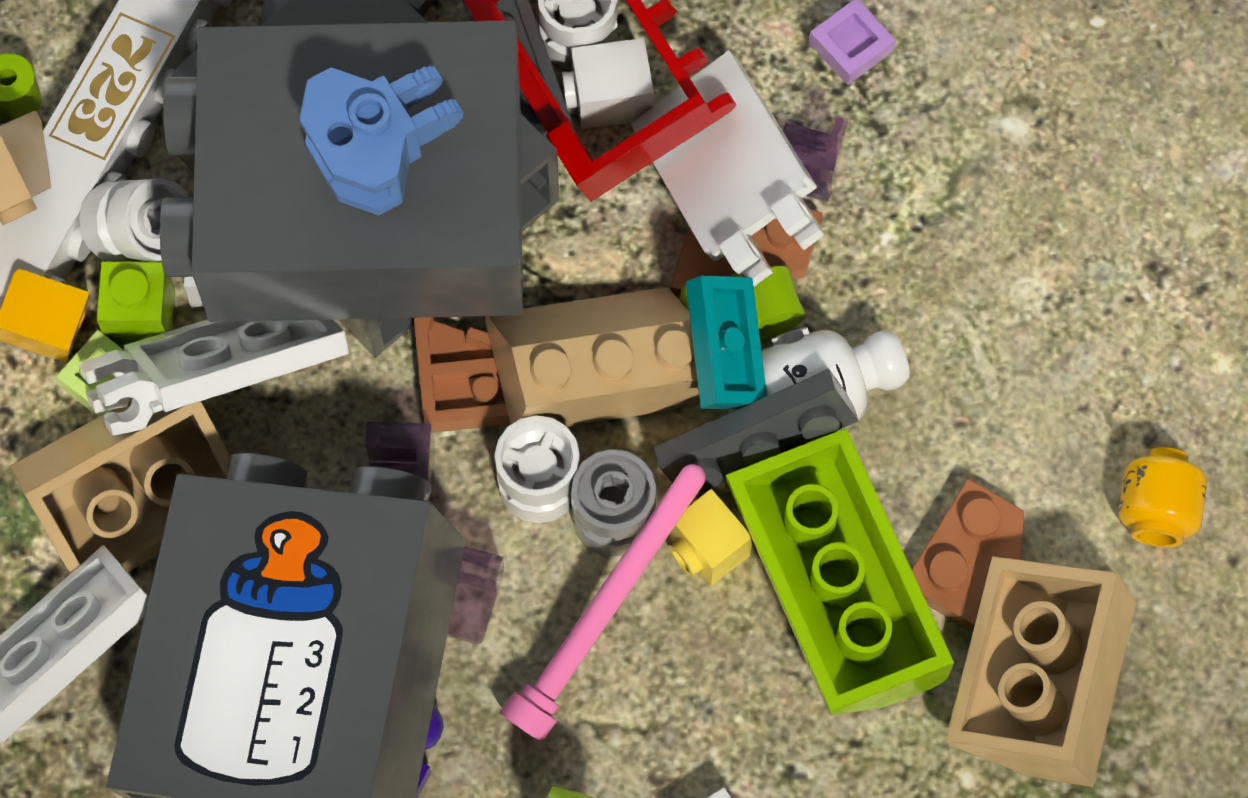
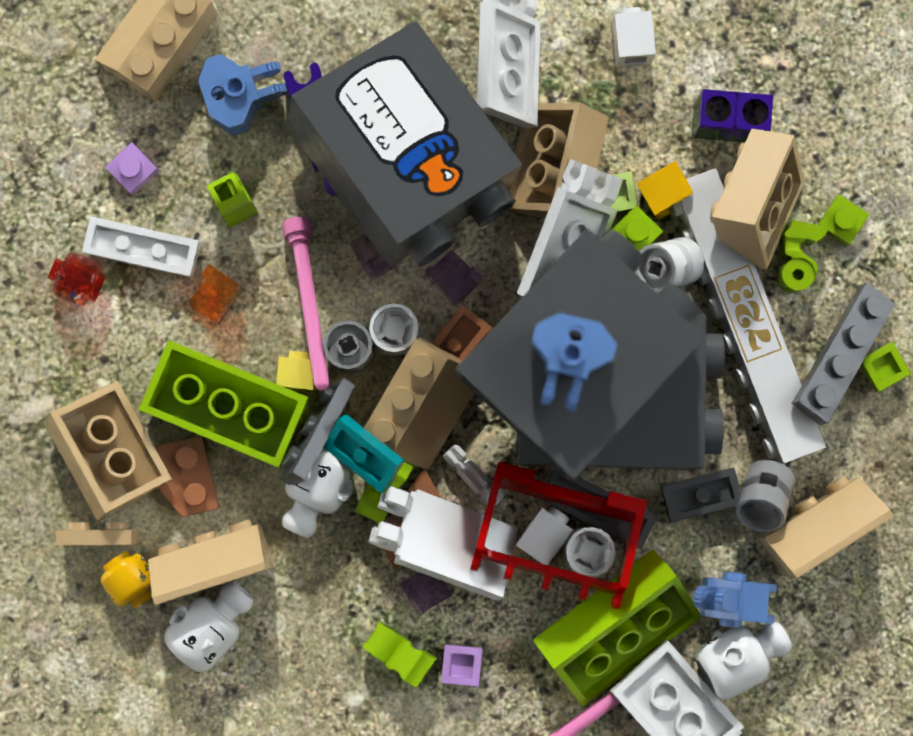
camera: 135 degrees right, 15 degrees up
(622, 234) = (470, 473): none -> white axle
(715, 736) = (215, 294): none -> clear orange panel
(913, 117) = (398, 654): none -> lime leg
(1042, 409) = (209, 561): none -> tan slope
(1118, 348) = (207, 628): none -> white piece
(1170, 599) = (80, 534): none -> tan plate

